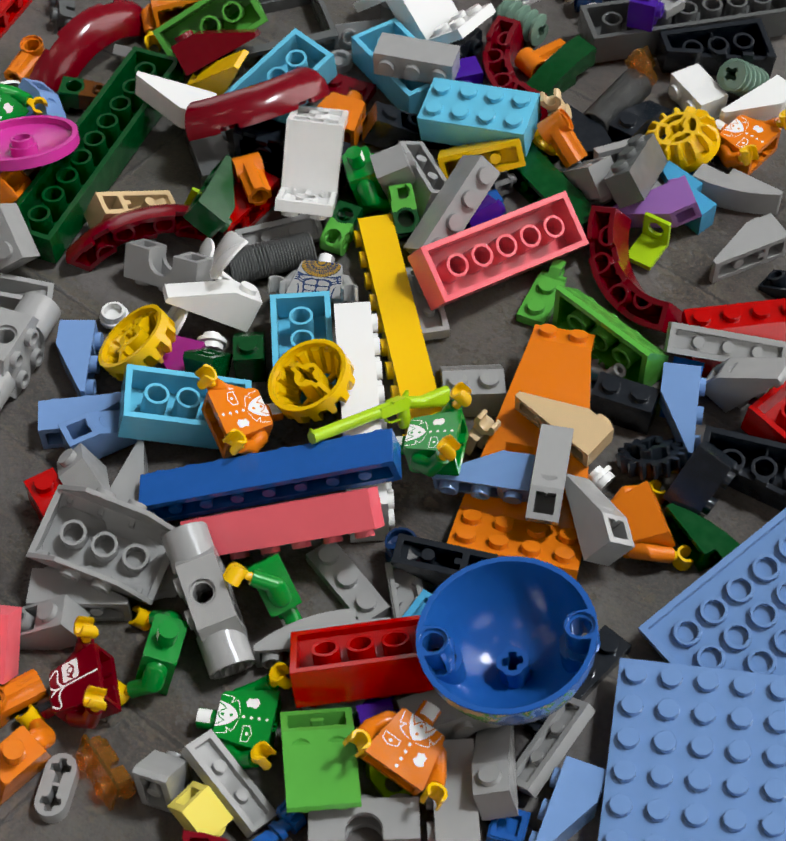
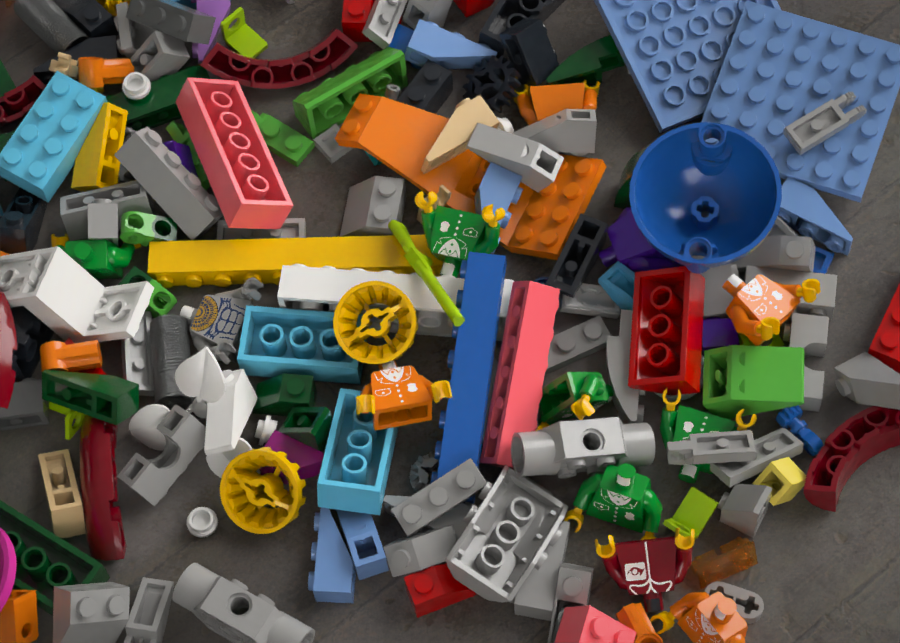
camera: 75 degrees left, 10 degrees up
(78, 352) = (252, 557): medium blue slope -> none
(135, 476) = (439, 497): none -> light grey plate
(152, 729) = (692, 513): none -> lime bracket
(221, 726) = (713, 448): none -> light grey hinge
(556, 166) = (136, 86): none -> white plate
(679, 787) = (822, 123): none -> light grey hinge

